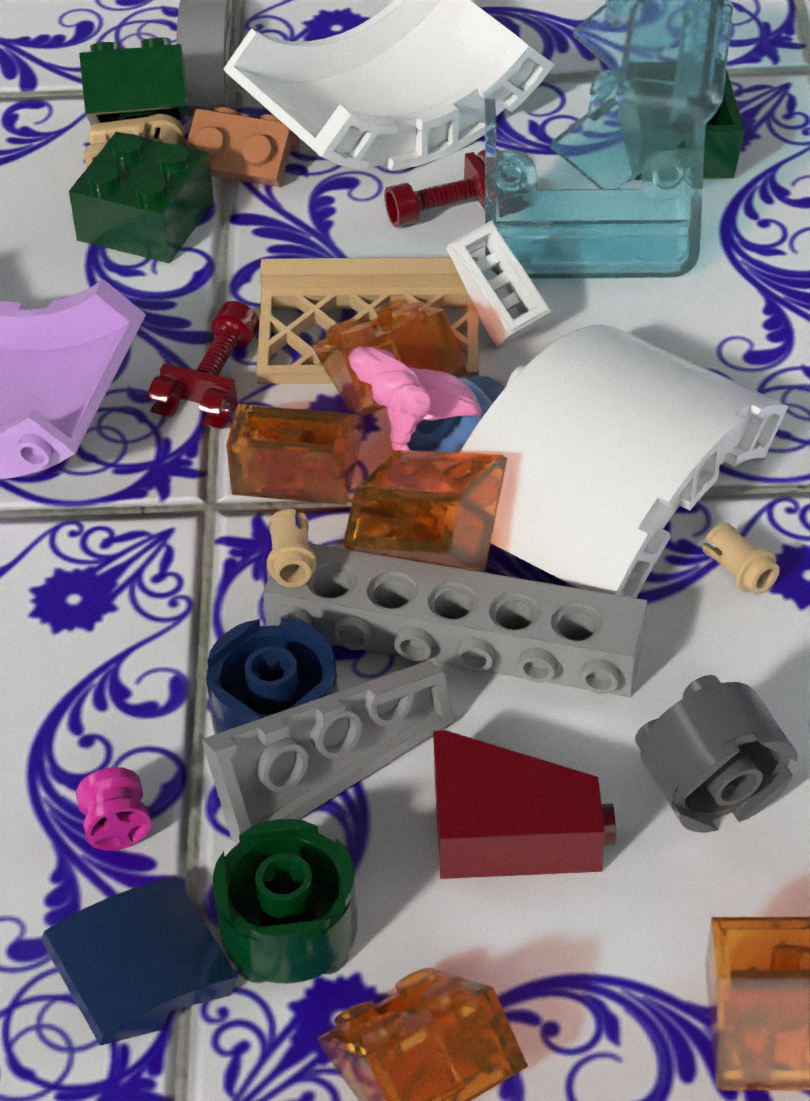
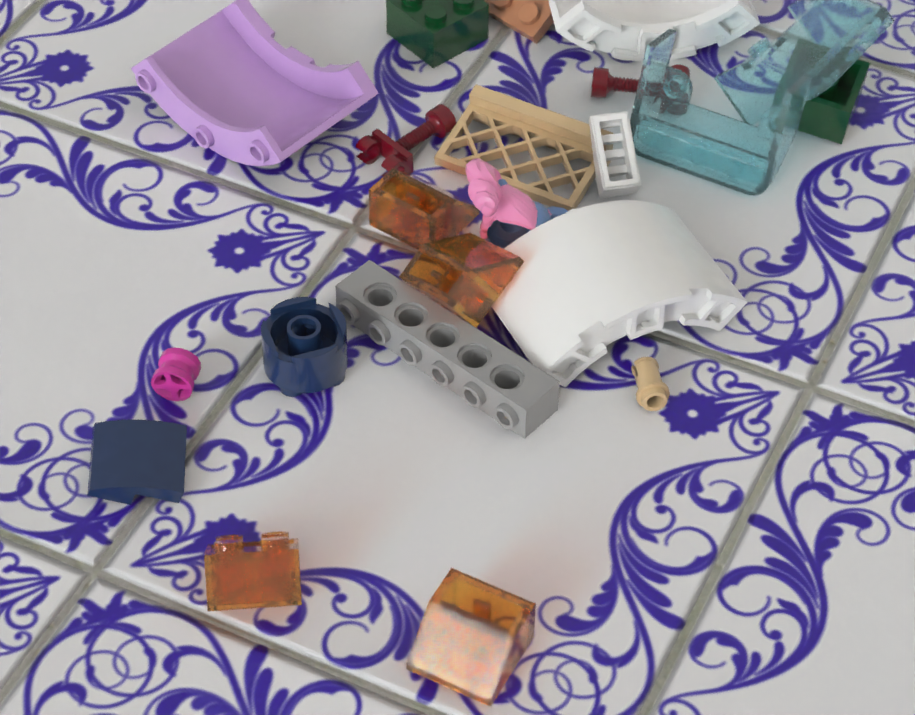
camera: 25 degrees right, 0 degrees up
(286, 902) = (231, 462): dark green brick -> none
(291, 558) = (358, 272): tan pin -> none
(324, 746) = (306, 388): light grey wing -> none
(412, 332) = (525, 169): clear orange slope -> none
(514, 812) = (395, 470): dark red slope -> none
(716, 753) = (533, 485): dark grey brick -> none

